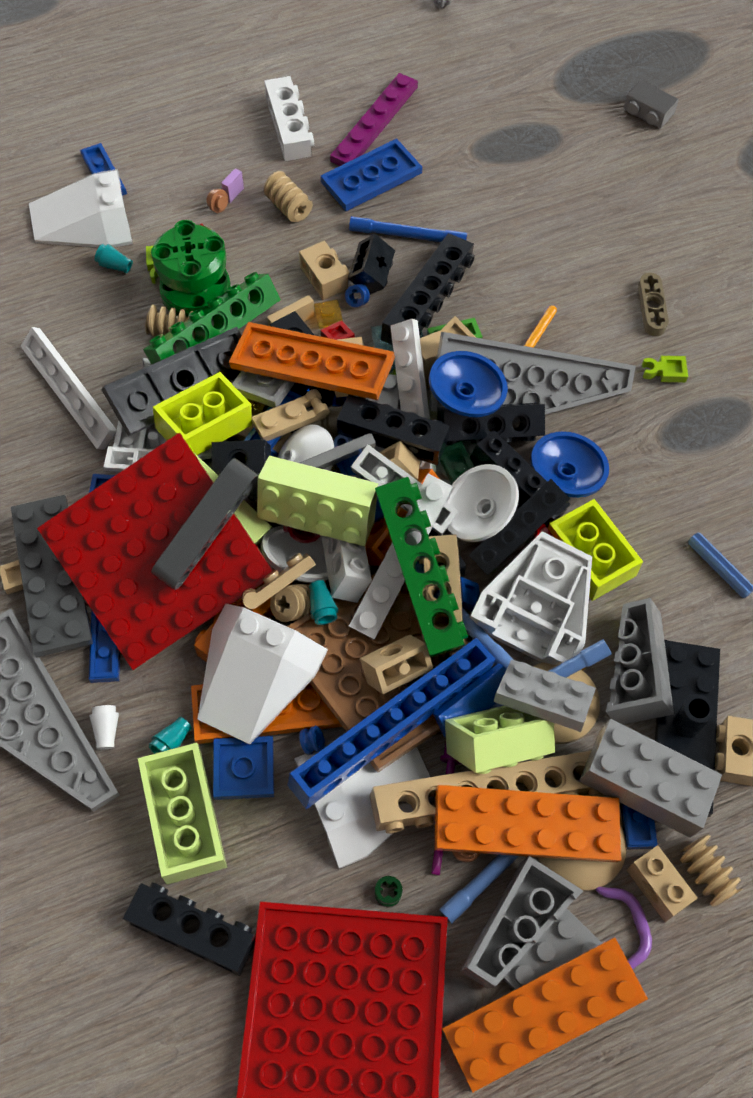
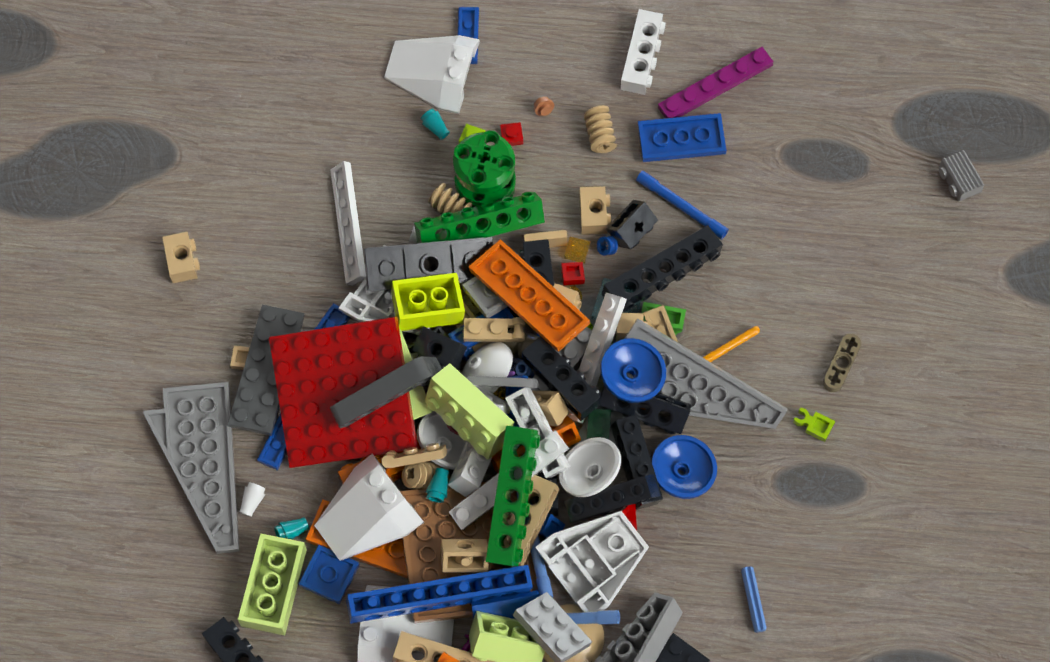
camera: 30 degrees right, 5 degrees up
(233, 184) = (562, 97): lavender tile -> none
(312, 740) = (384, 578): blue bush -> none
(596, 535) = (664, 534): neon yellow brick -> none

